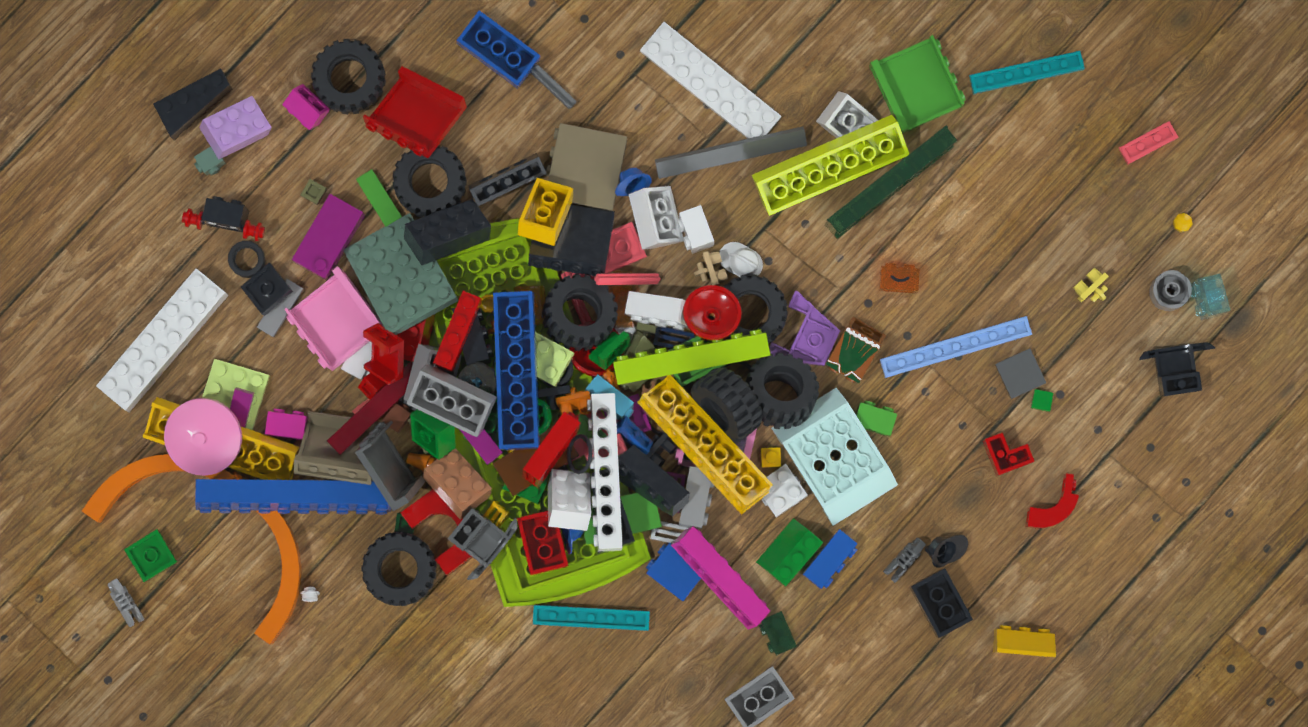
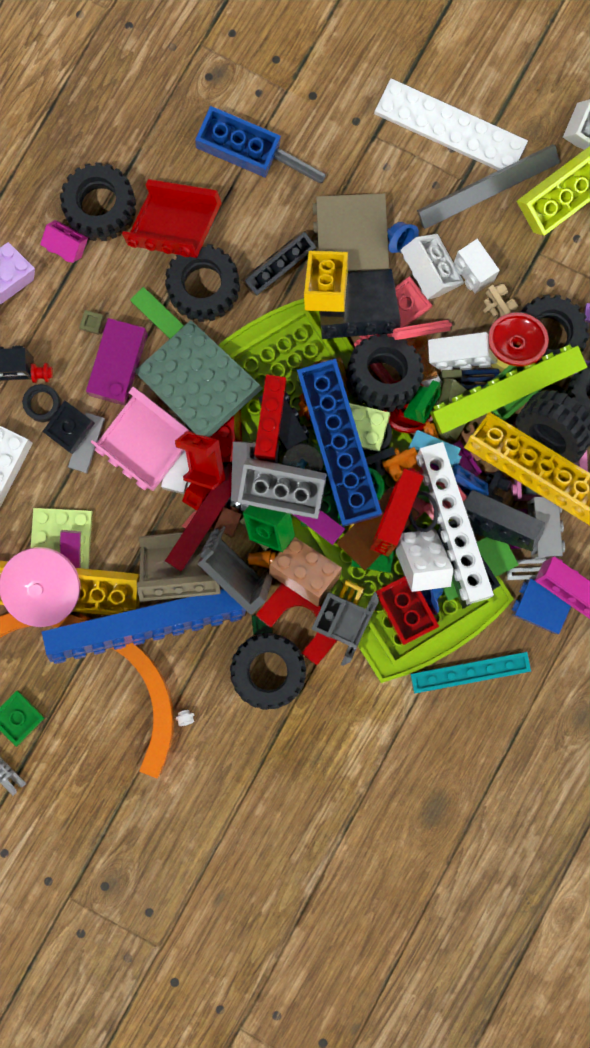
camera: 10 degrees left, 0 degrees up
(286, 425) = (120, 556): dark pink brick -> none
(447, 232) = (233, 326): black brick -> none
(487, 304) = (292, 387): yellow tile -> none
(740, 259) = (524, 287): white piece -> none

